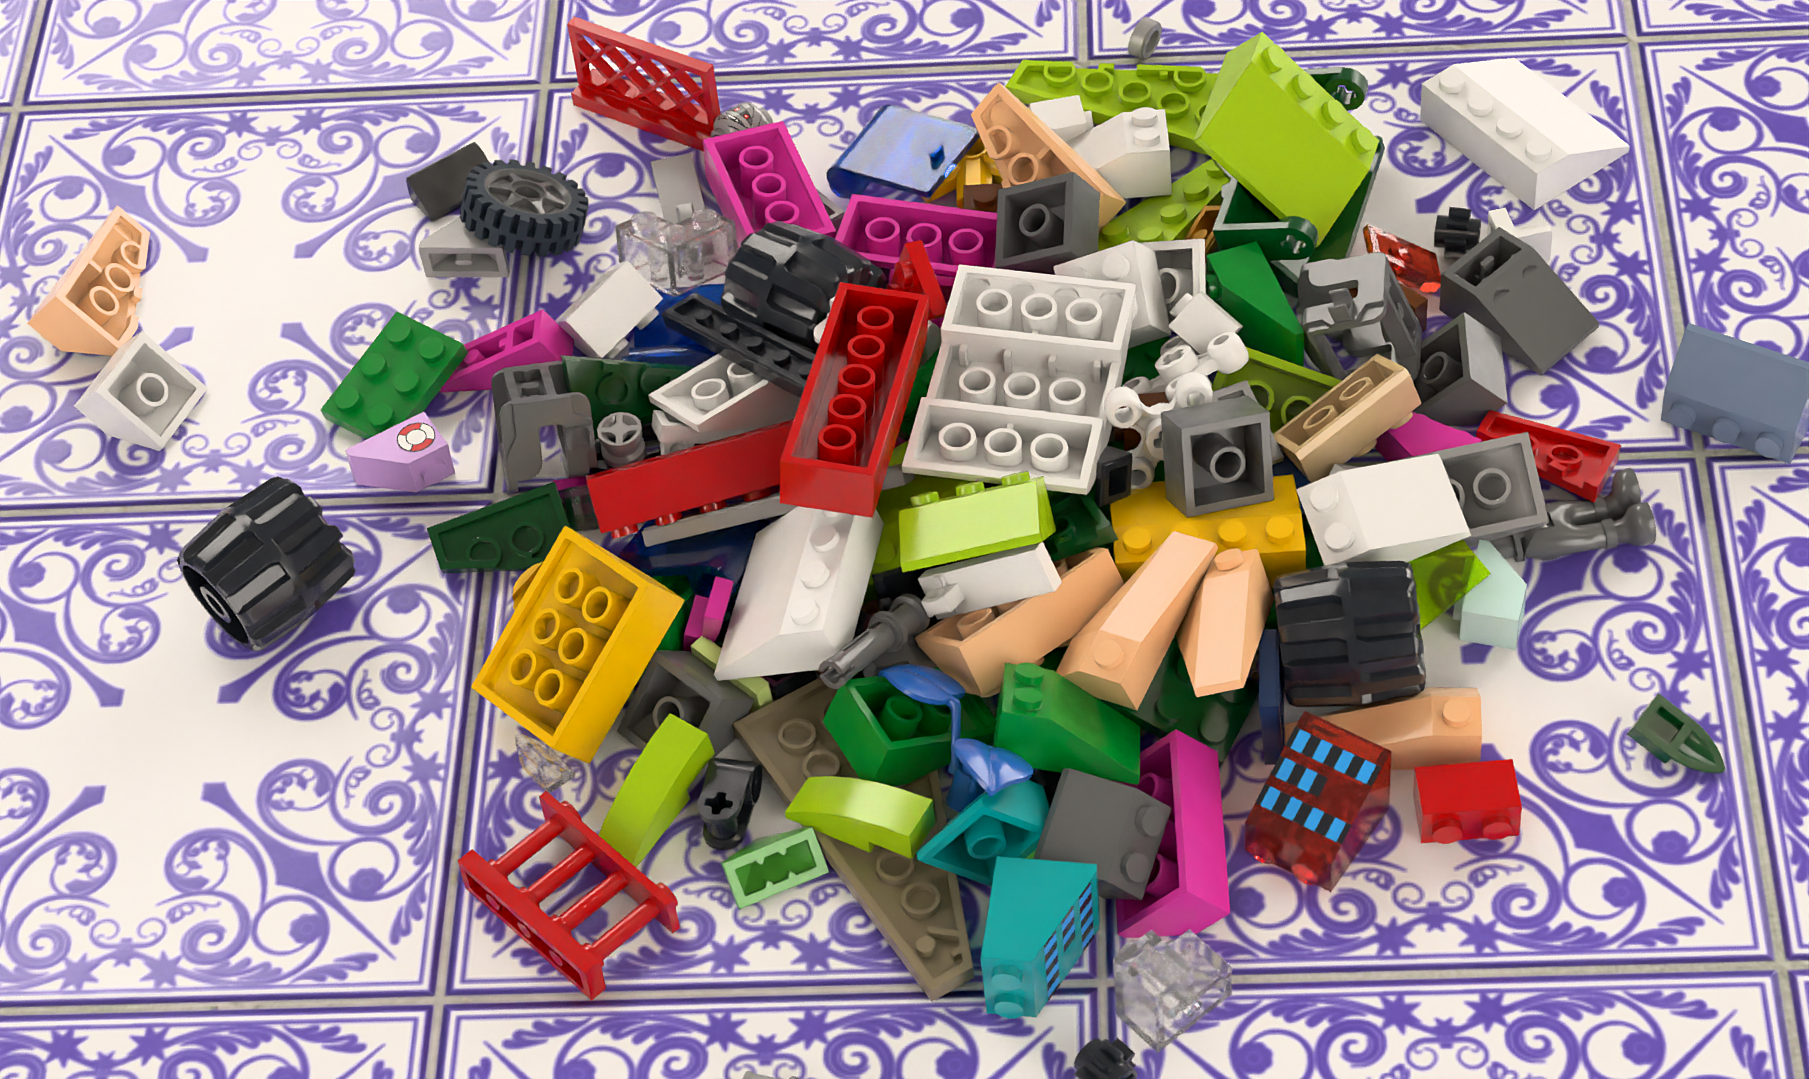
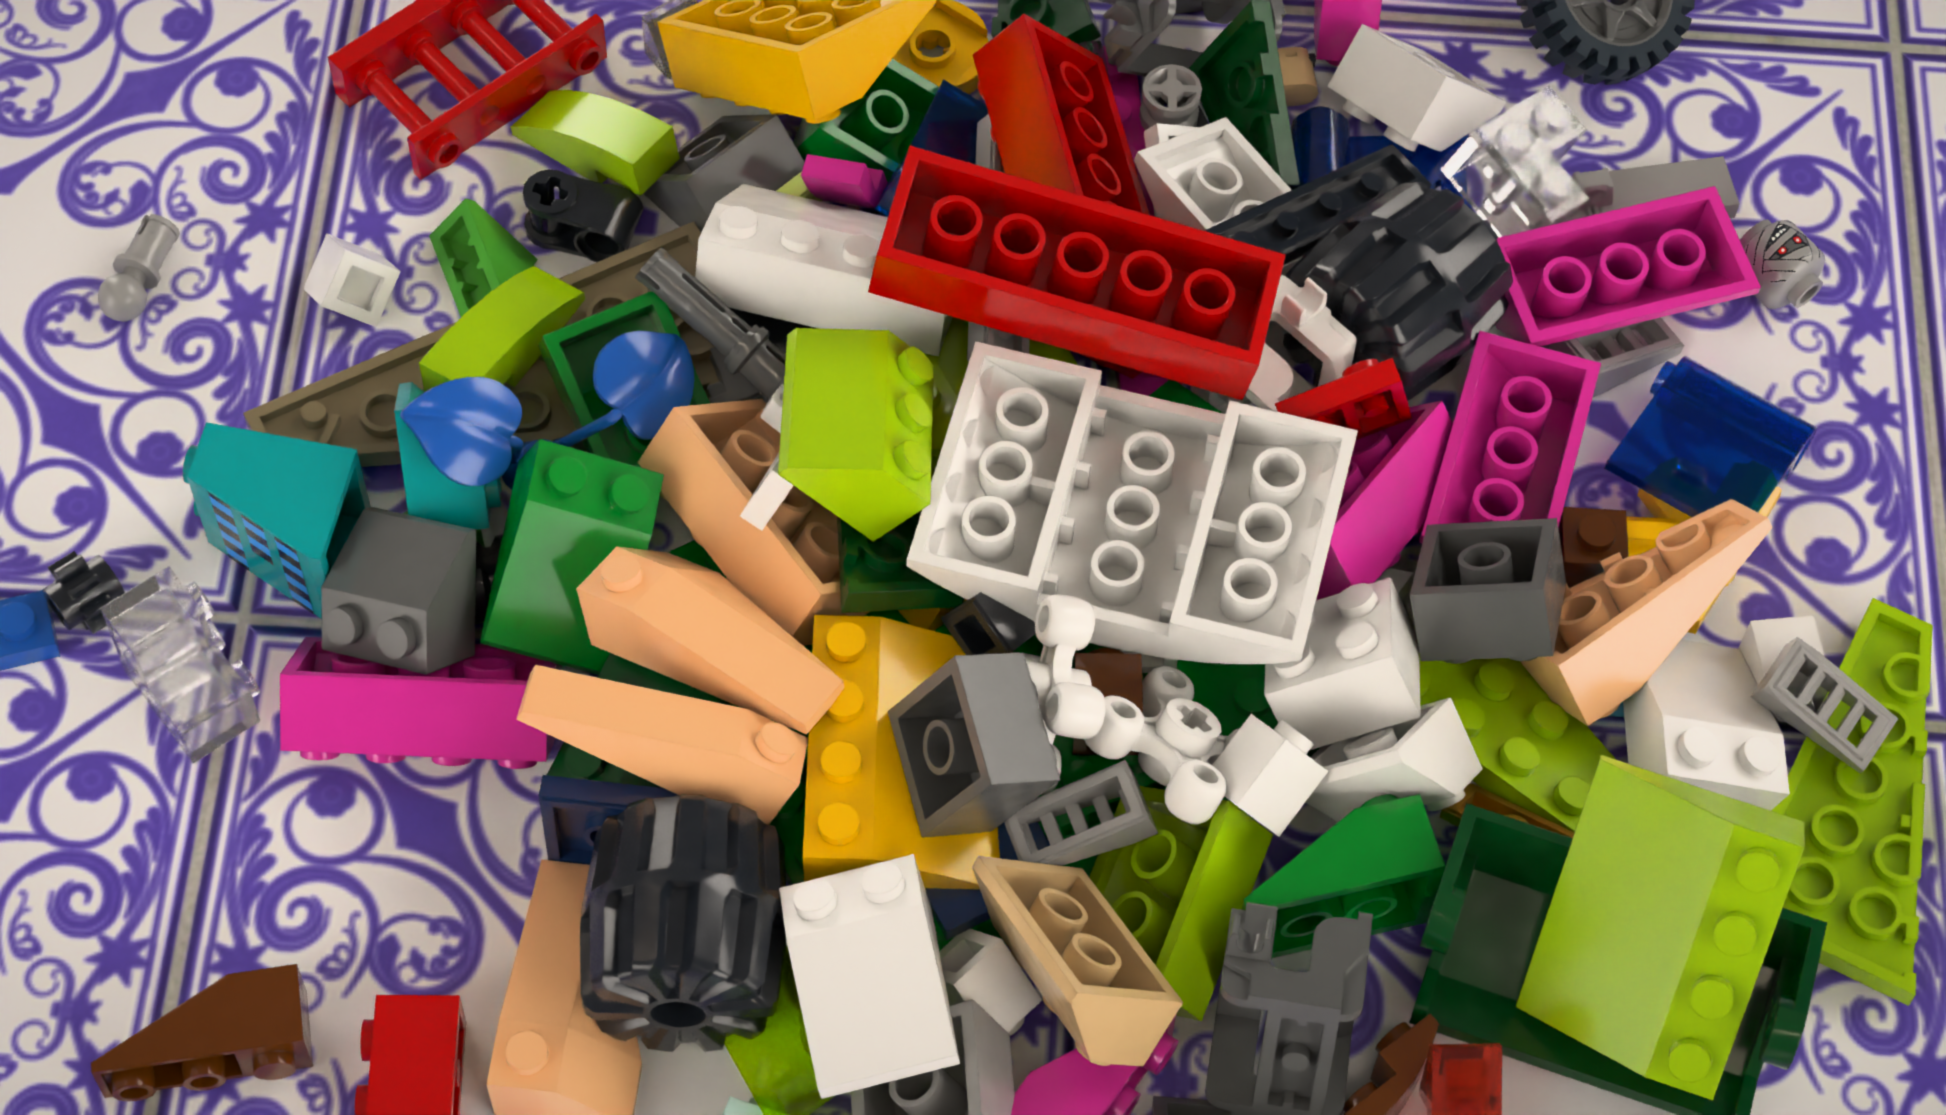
camera: 85 degrees right, 10 degrees up
(637, 100) = (1851, 137): red fence -> none
(794, 943) = (351, 280): none -> white panel
(1095, 96) = (1793, 709): none -> light grey slope
(1320, 802) = (430, 875): clear red slope -> none
(1454, 917) = (229, 1030): none -> reddish brown slope

